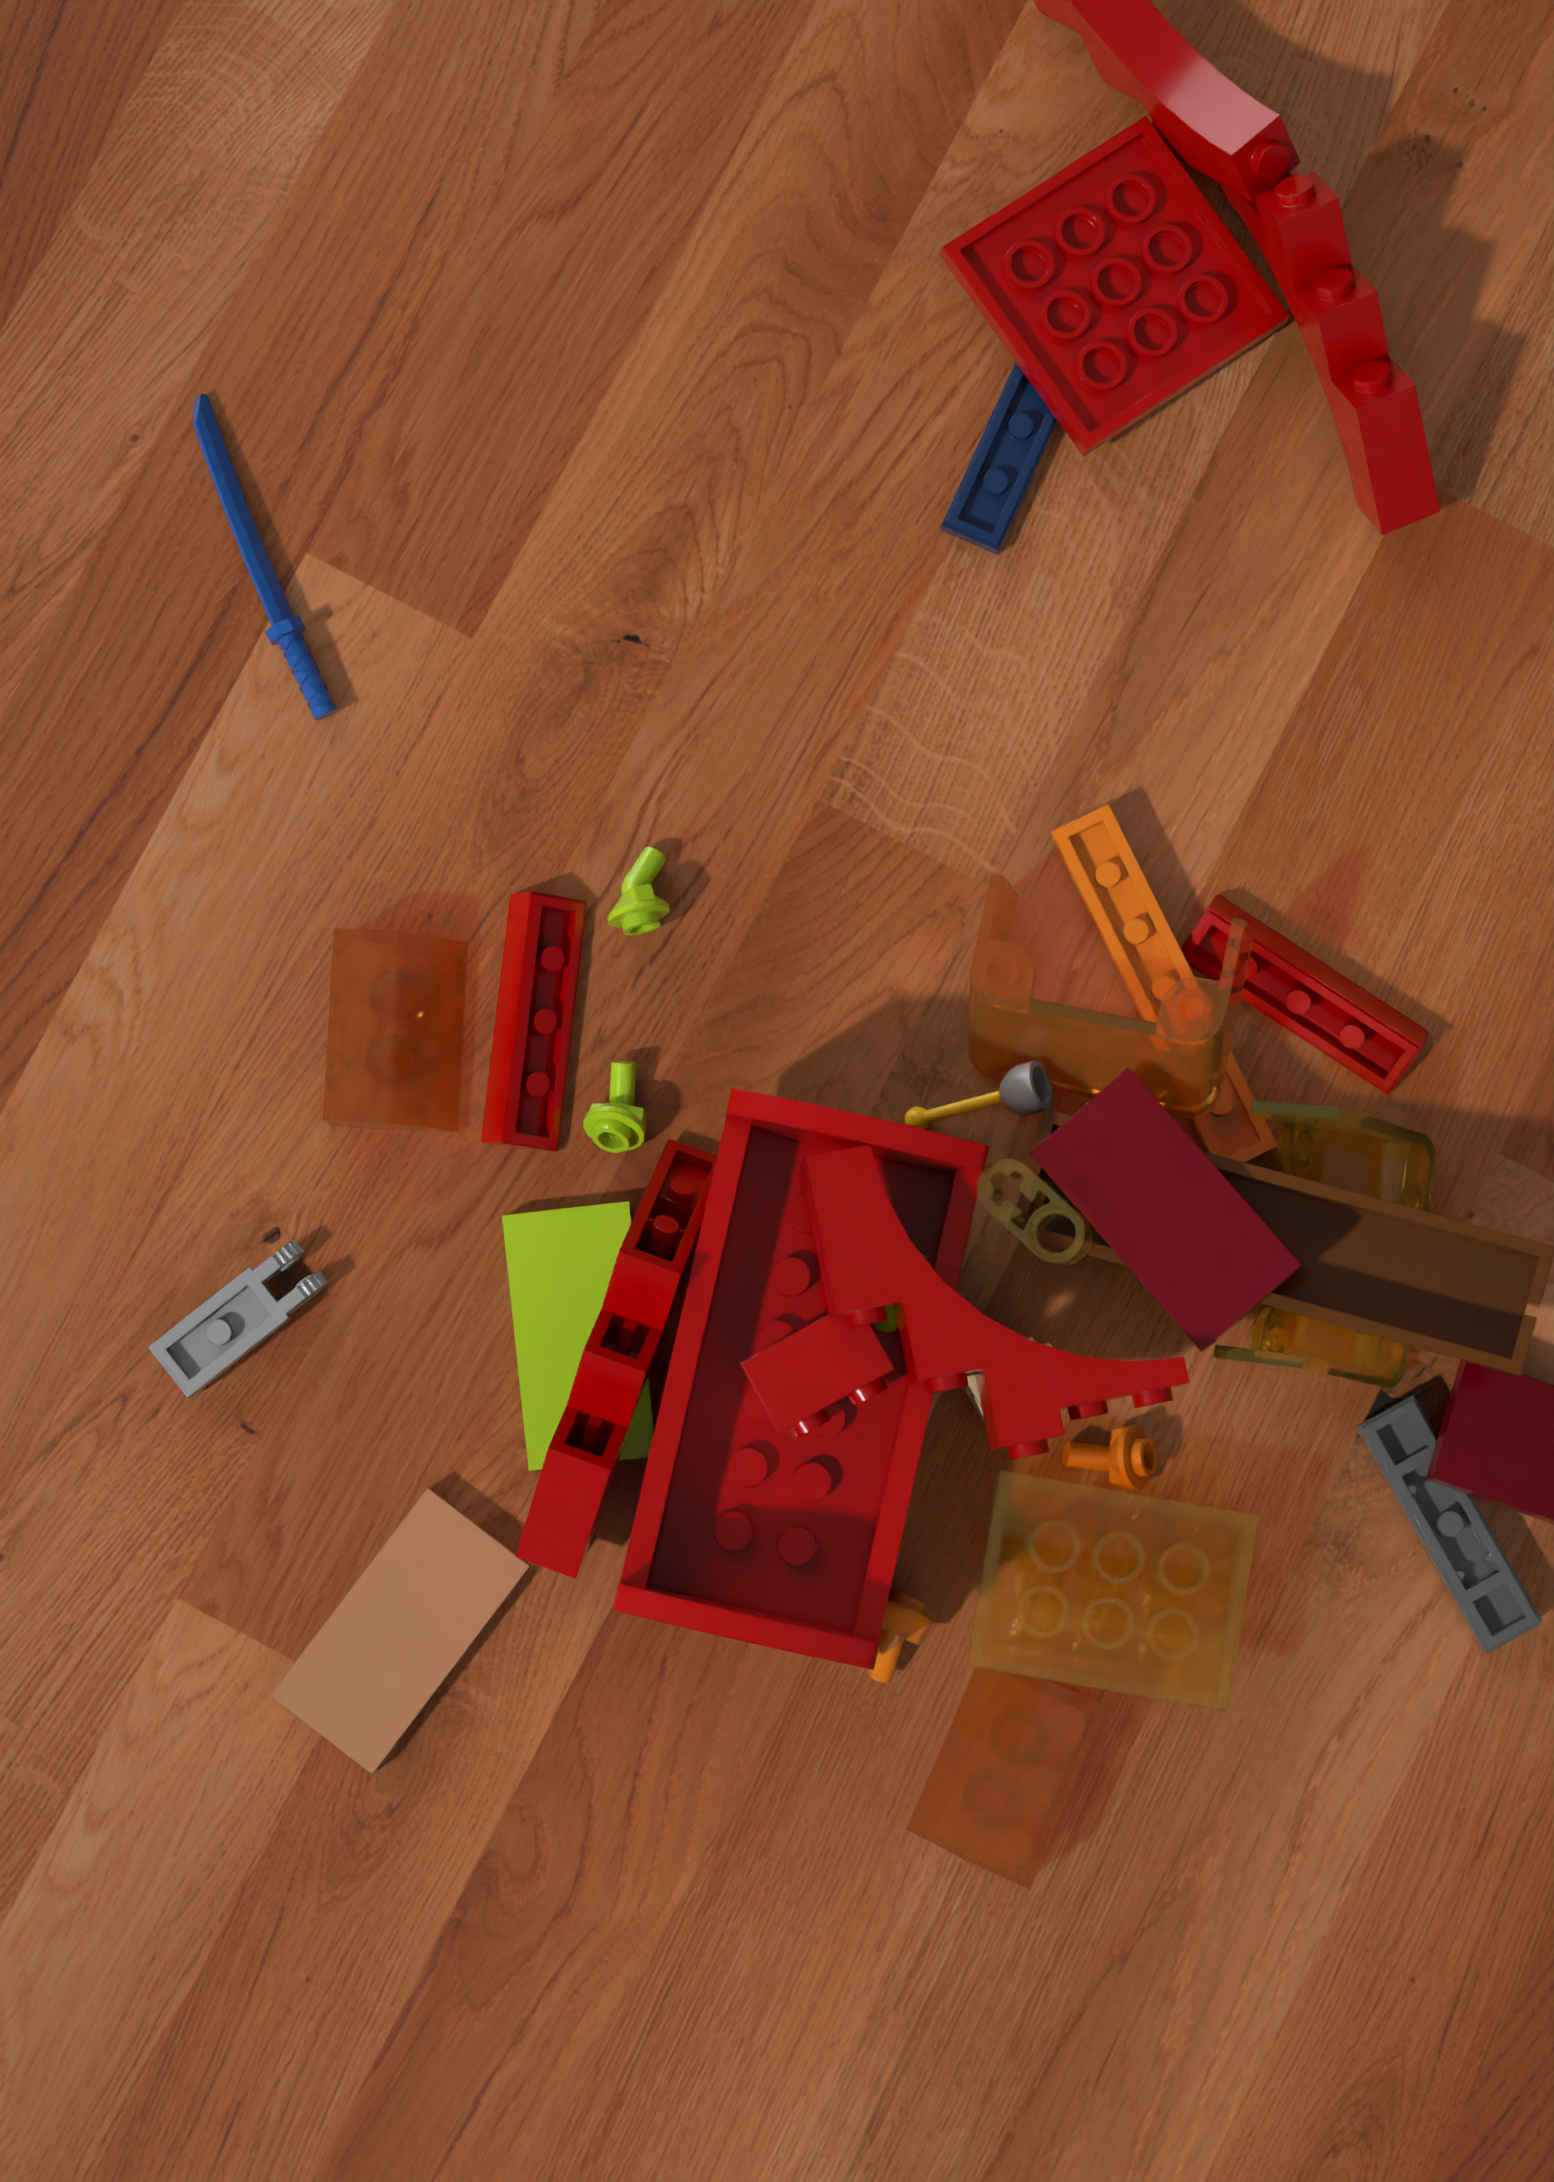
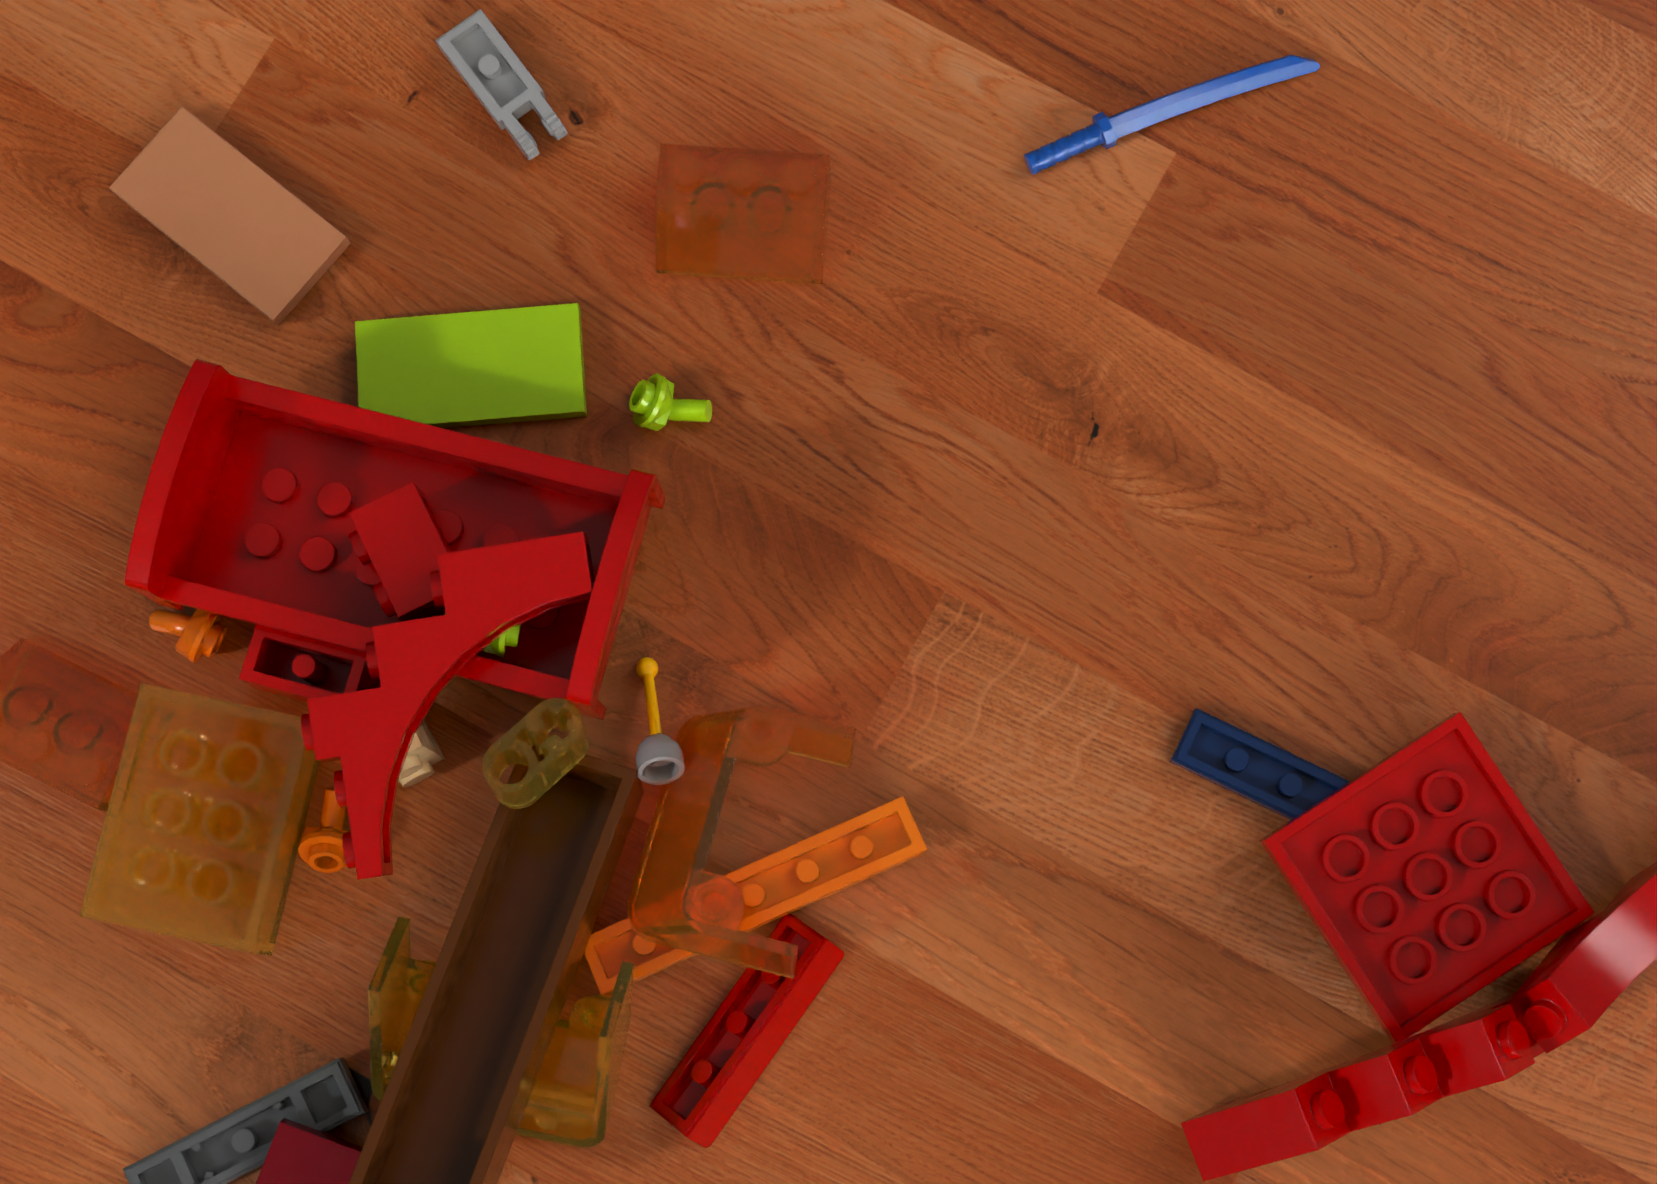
camera: 100 degrees right, 5 degrees down
(533, 1021) = (749, 337): red slope -> none
(617, 1361) = (432, 383): red arch -> none
(638, 908) = (845, 424): lime plate -> none
(944, 1484) = (303, 666): none -> red brick
(1165, 1210) = (530, 874): dark red tile -> none

